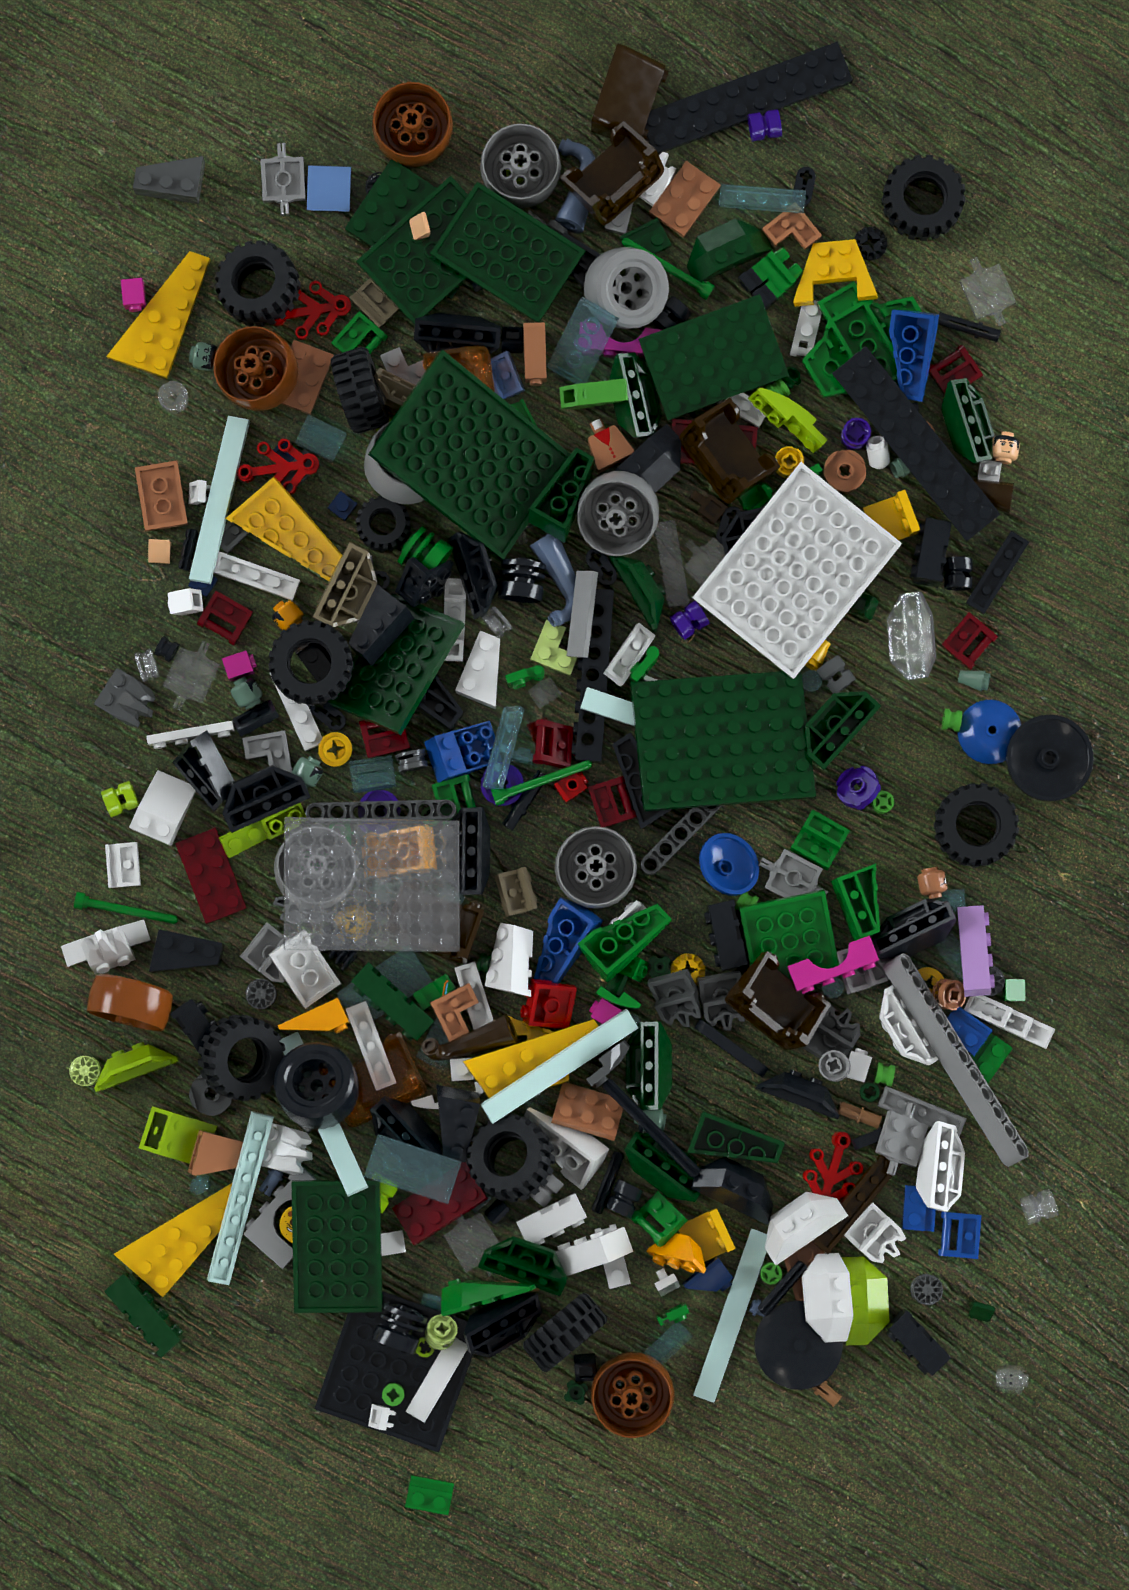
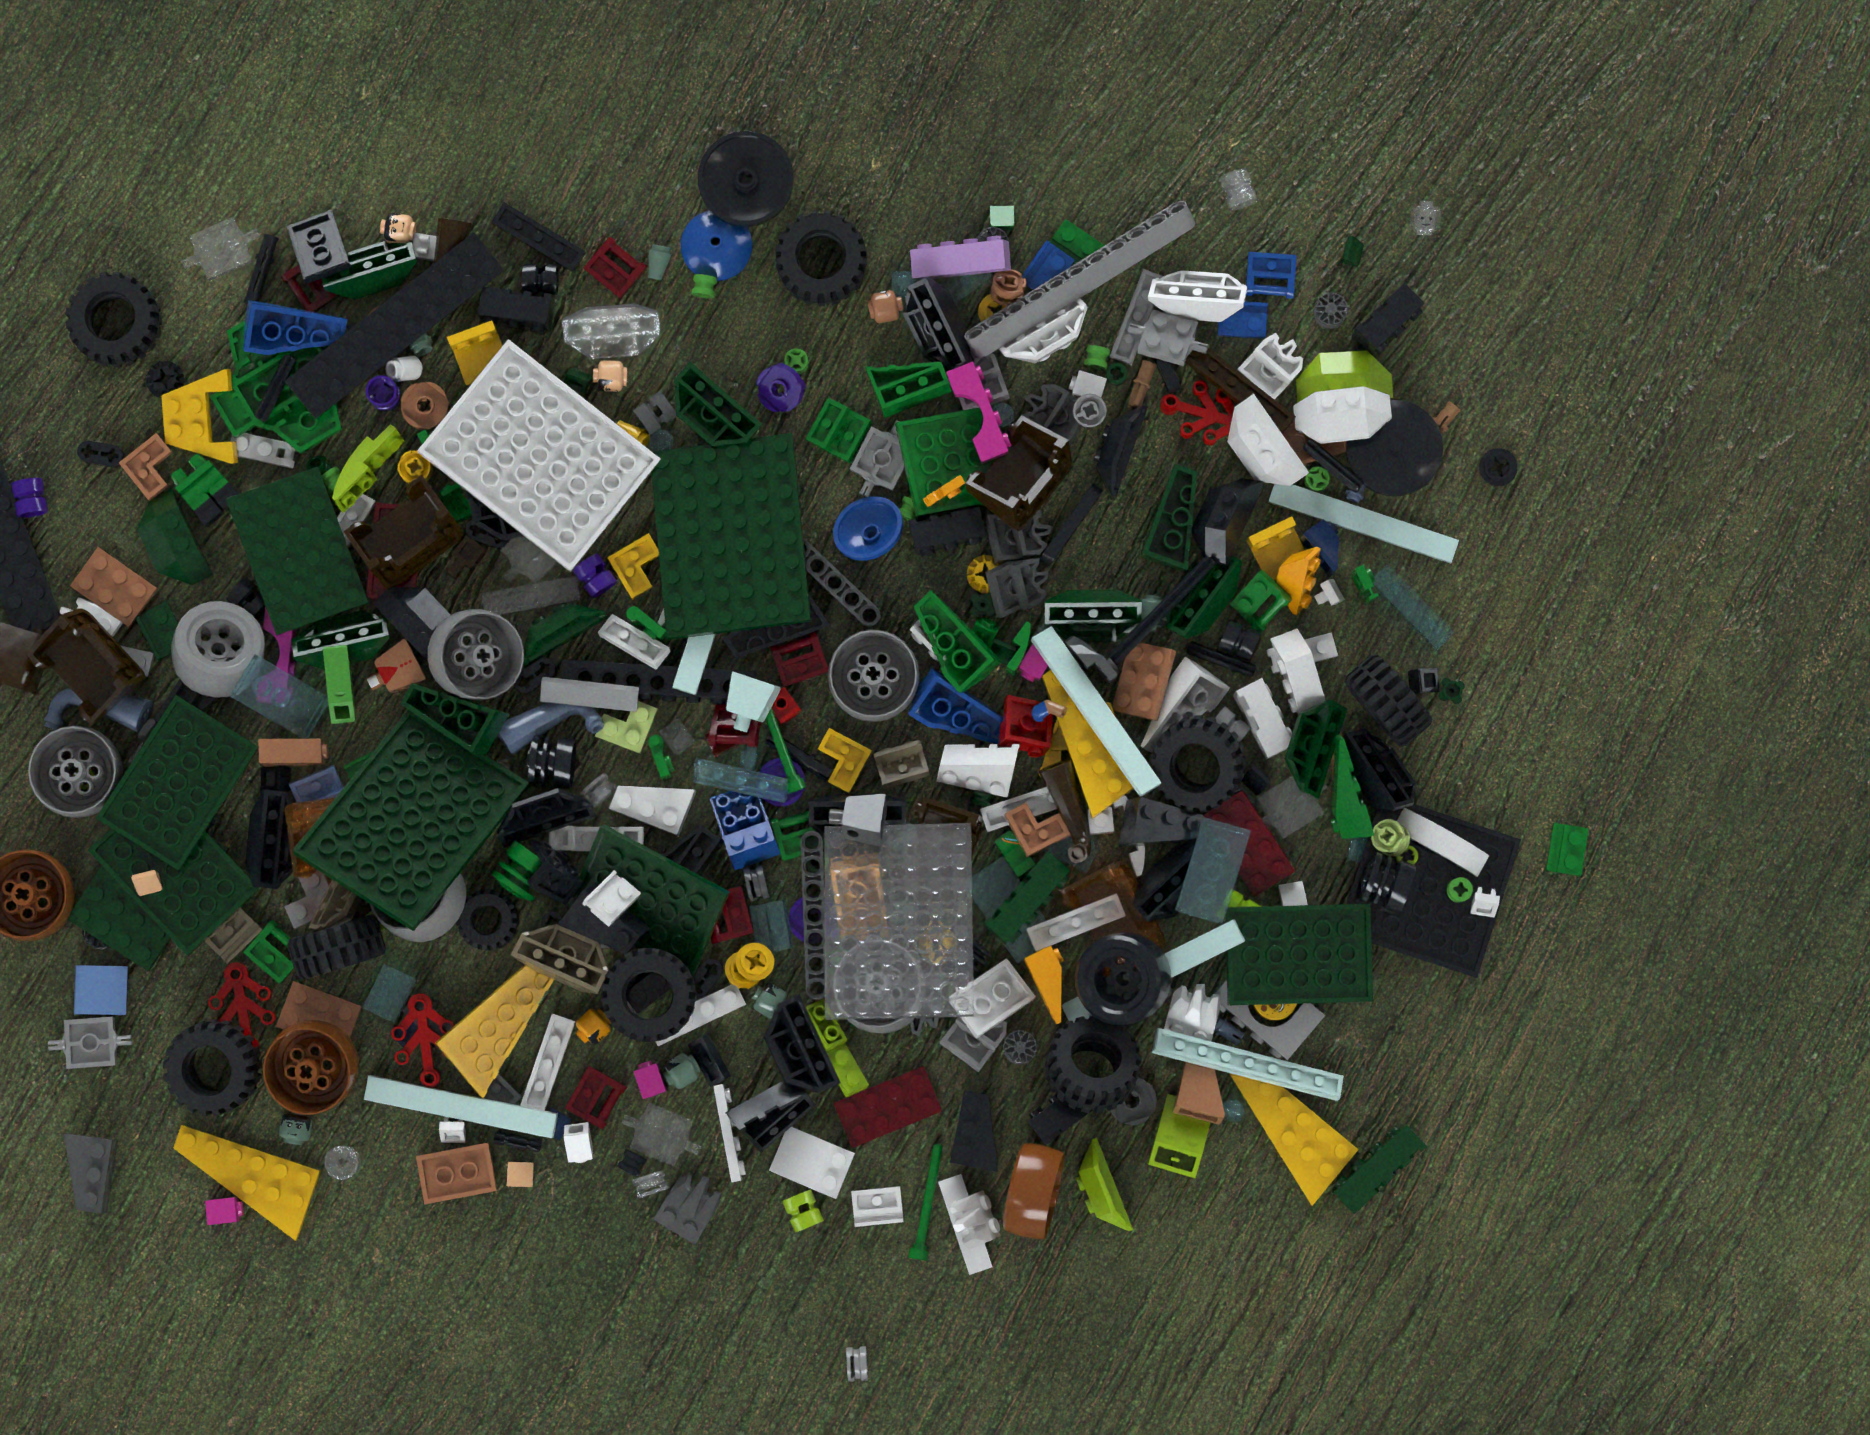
camera: 85 degrees left, 0 degrees up
(85, 1070) = (1109, 1242): yellowish green wheel -> none
(272, 745) = (740, 1041): light grey plate -> none
(342, 506) = (467, 967): dark blue plate -> none
(350, 755) = (751, 951): none -> yellow gear
(397, 630) = (611, 898): none -> white plate
(464, 854) = (862, 818): none -> torso
(524, 846) = (850, 758): none -> yellow plate
(563, 1022) = (1047, 707): none -> arm
(574, 755) = (750, 699): none -> light aqua torso
(651, 1374) = (1482, 617): dark orange wheel -> none
(702, 651) = (629, 561): none -> yellow plate
(703, 288) = (217, 565): green piece -> none
(762, 198) = (114, 499): clear light blue tile -> none
(762, 937) = (950, 489): none -> light orange plate
(775, 1449) = (1502, 457): none -> black gear
(860, 338) = (275, 388): none -> black axle
(870, 635) = (610, 376): none -> light nougat head
(988, 377) = (318, 246): none -> tile
(1010, 1020) = (1035, 221): white slope -> none

